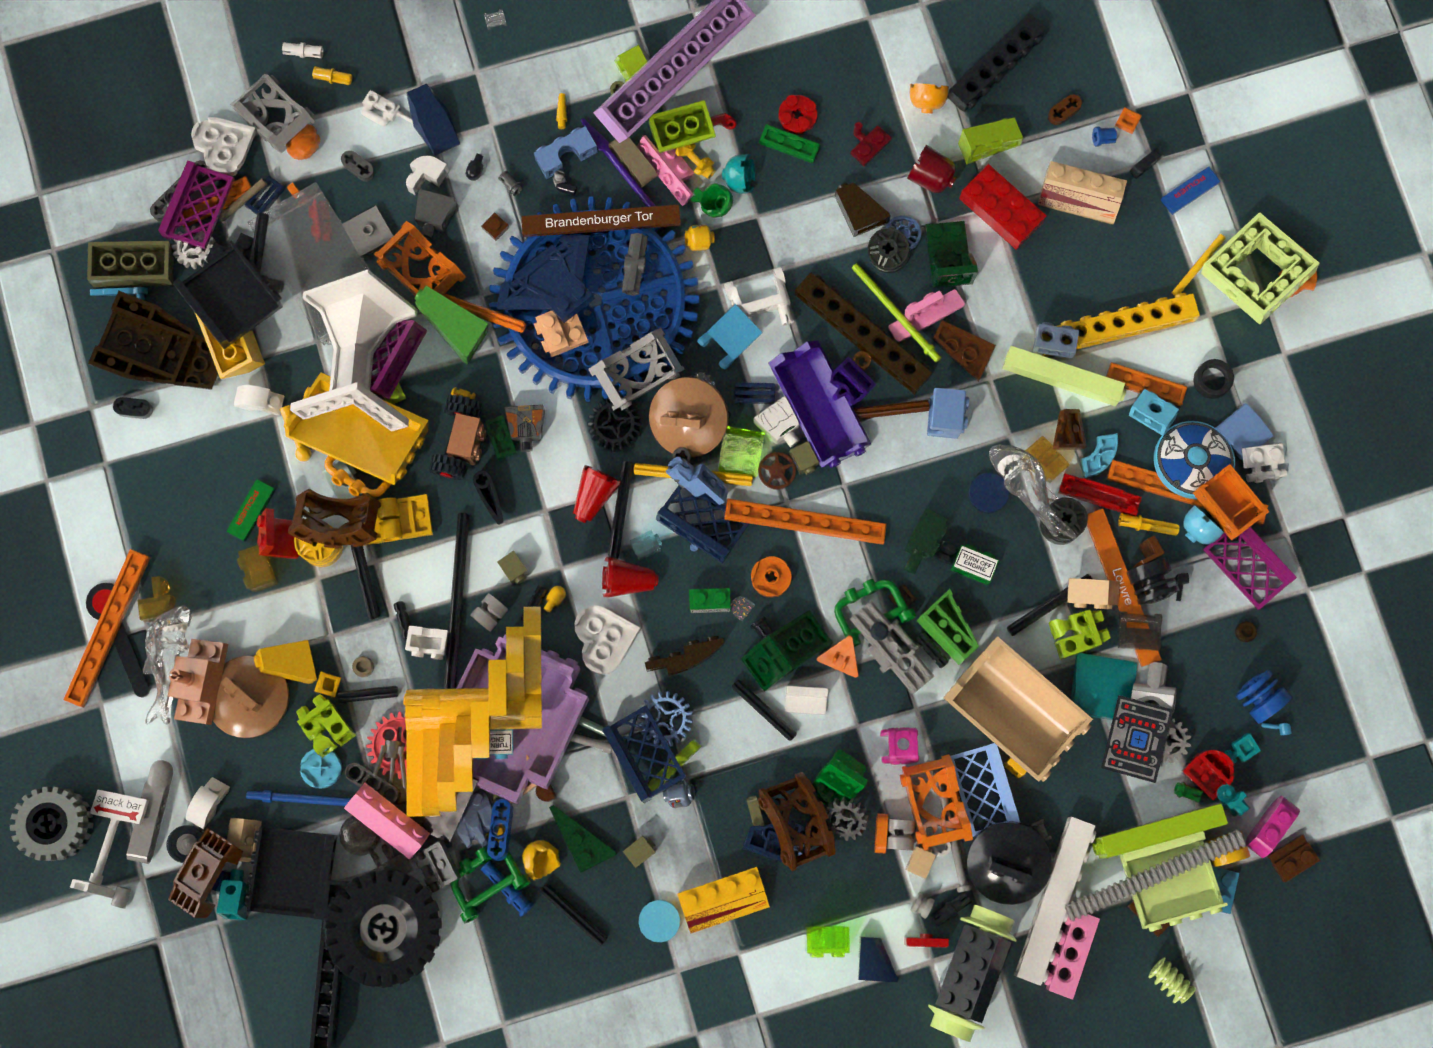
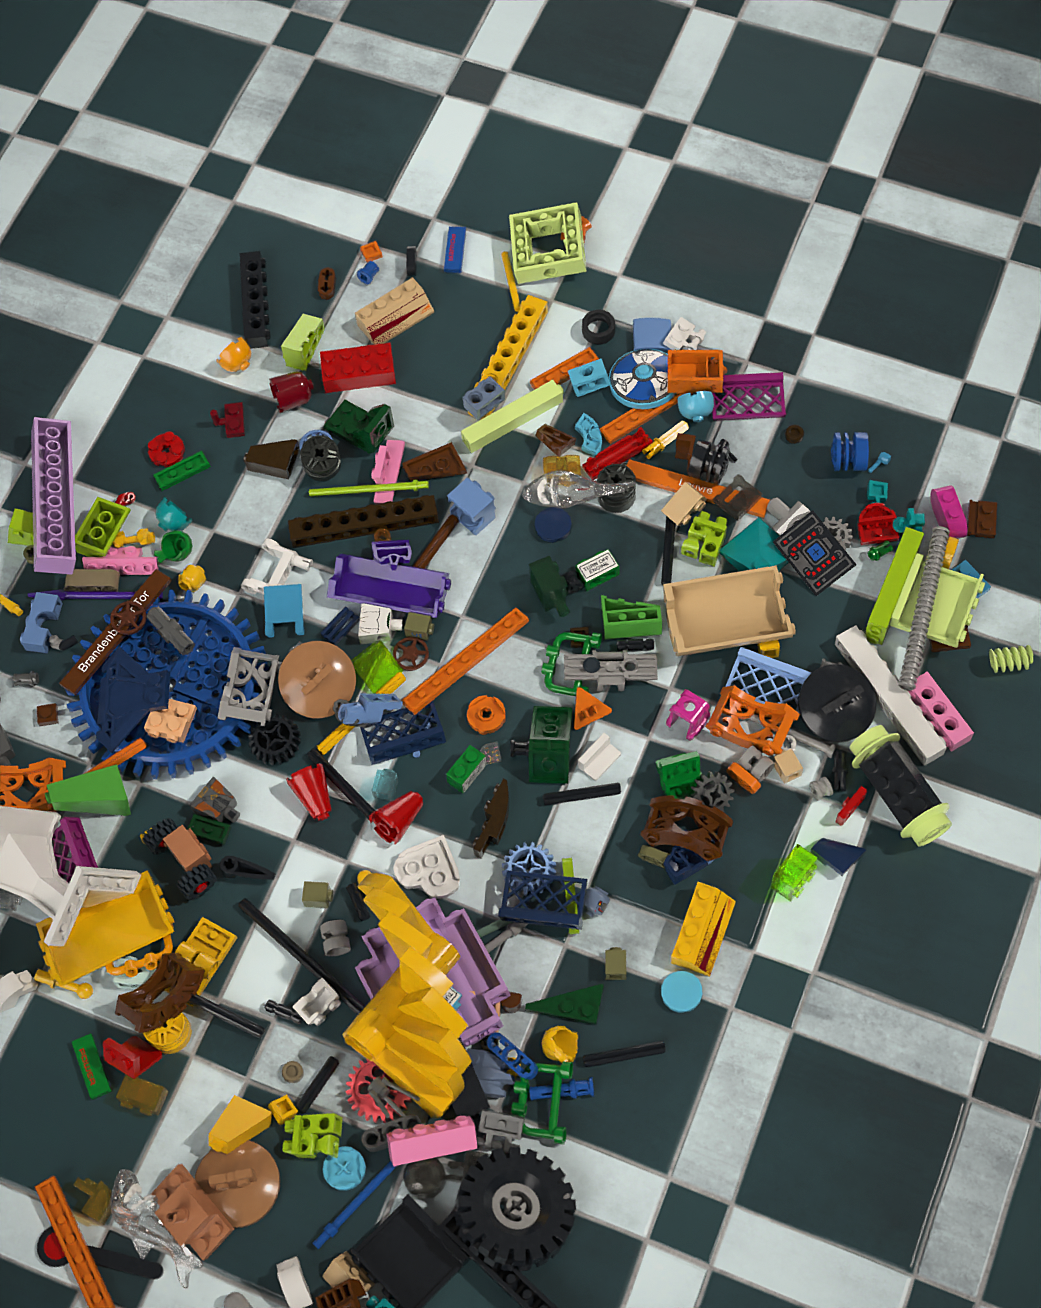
camera: 45 degrees left, 15 degrees down
(618, 221) = (128, 617): none -> copper wheel

